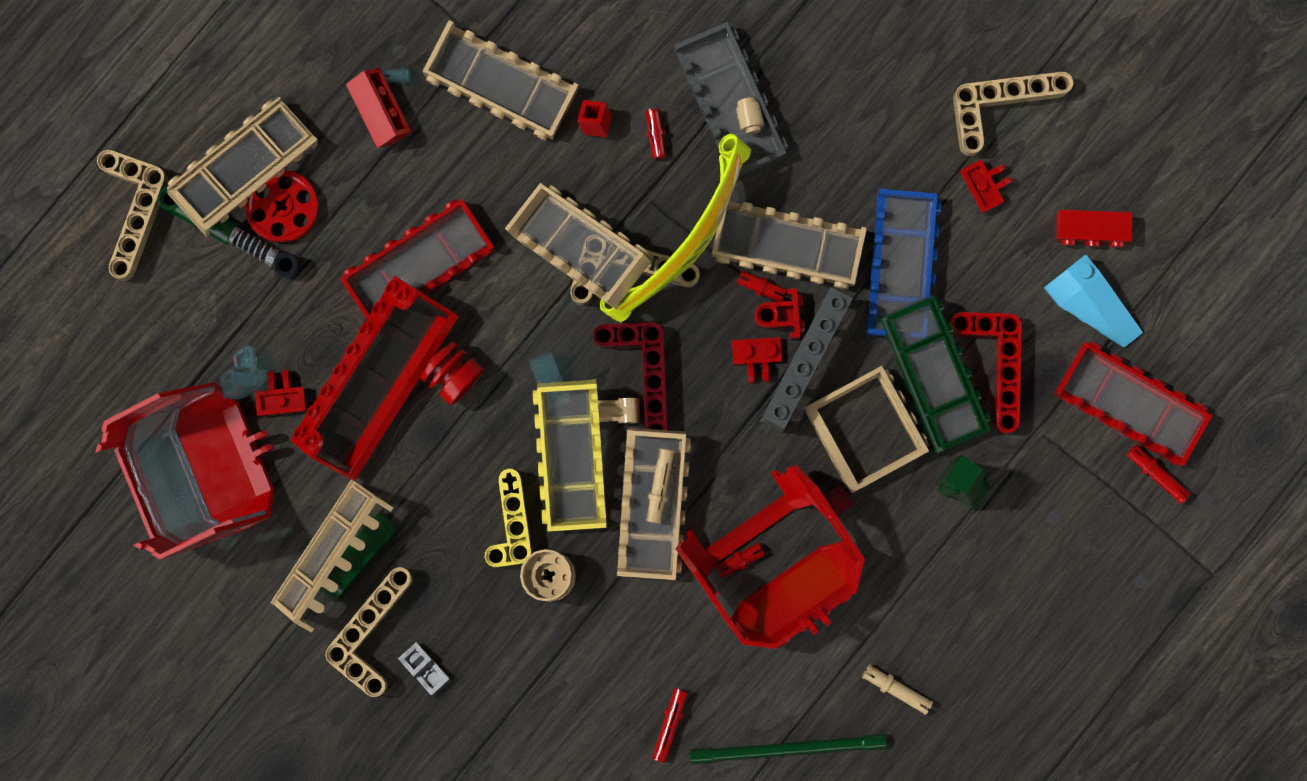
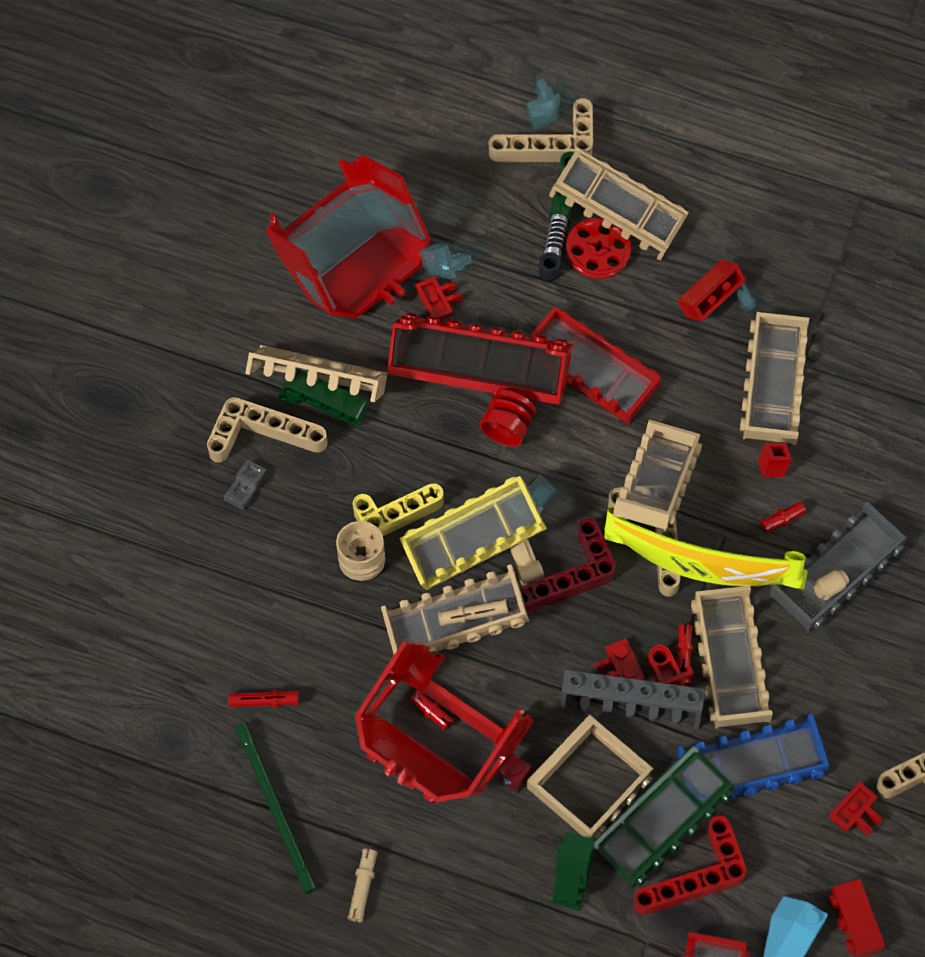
camera: 75 degrees right, 20 degrees down
(93, 200) = (545, 109): none -> clear light blue brick

